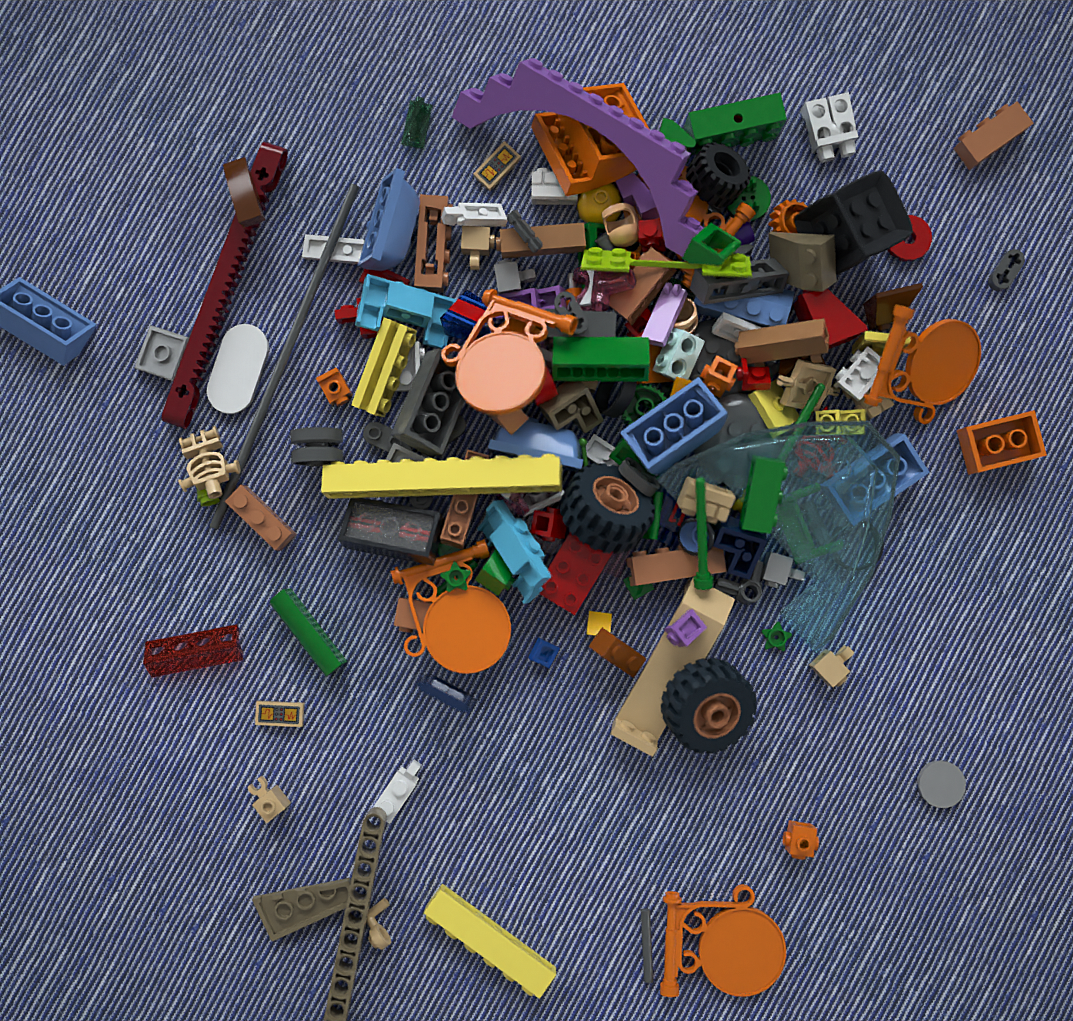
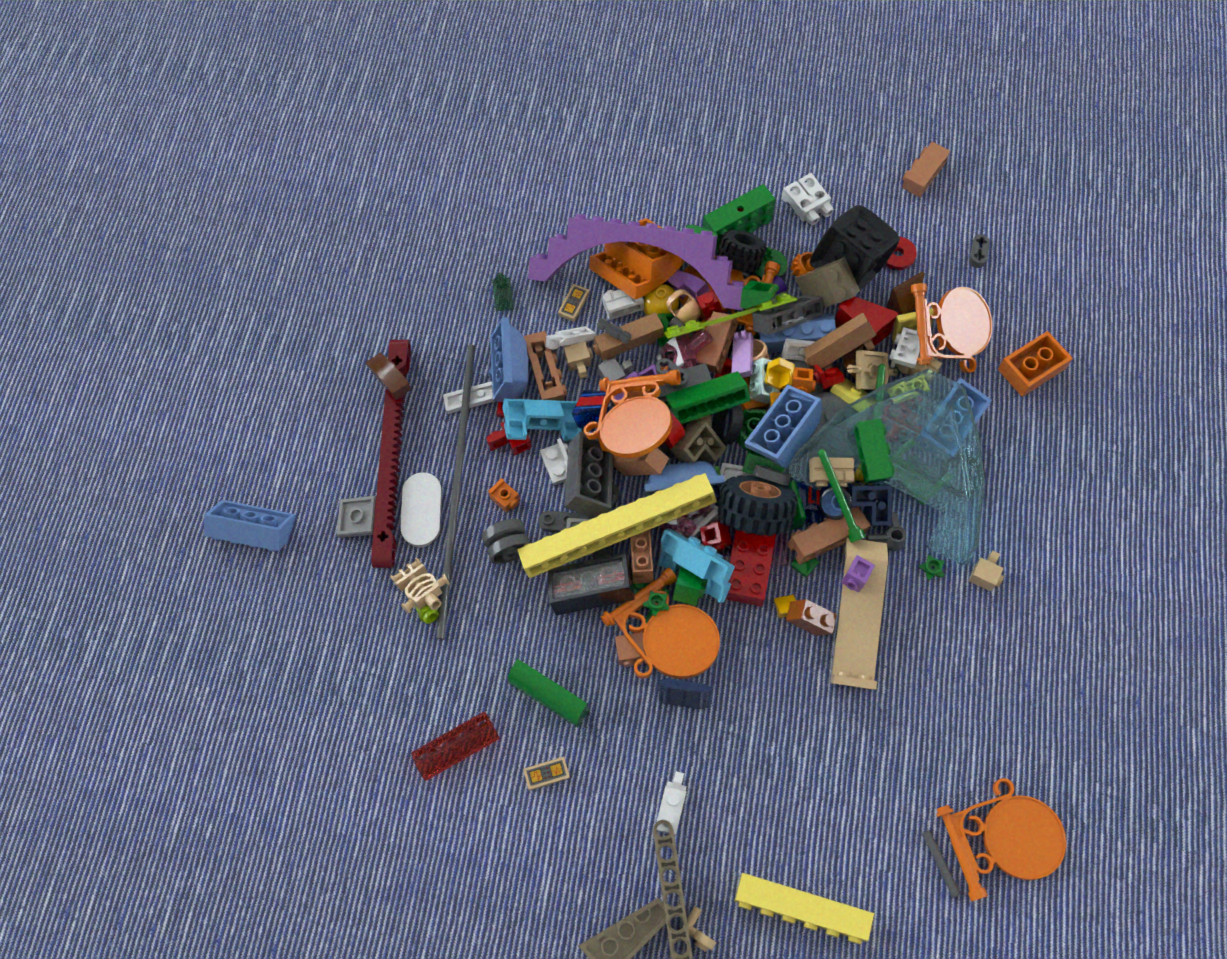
camera: 15 degrees left, 20 degrees down
(260, 517) = (478, 614): nougat brick -> none
(270, 801) = (563, 850): tan brick -> none
(384, 367) = (540, 466): light yellow brick -> none
(543, 653) = (750, 643): blue tile -> none
(696, 357) = (779, 373): none -> yellow panel
(708, 705) = (903, 630): black wheel -> none
(778, 570) = (911, 514): light grey brick -> none
(800, 839) = (1028, 719): orange brick -> none
(941, 784) = (1119, 636): light grey tile -> none

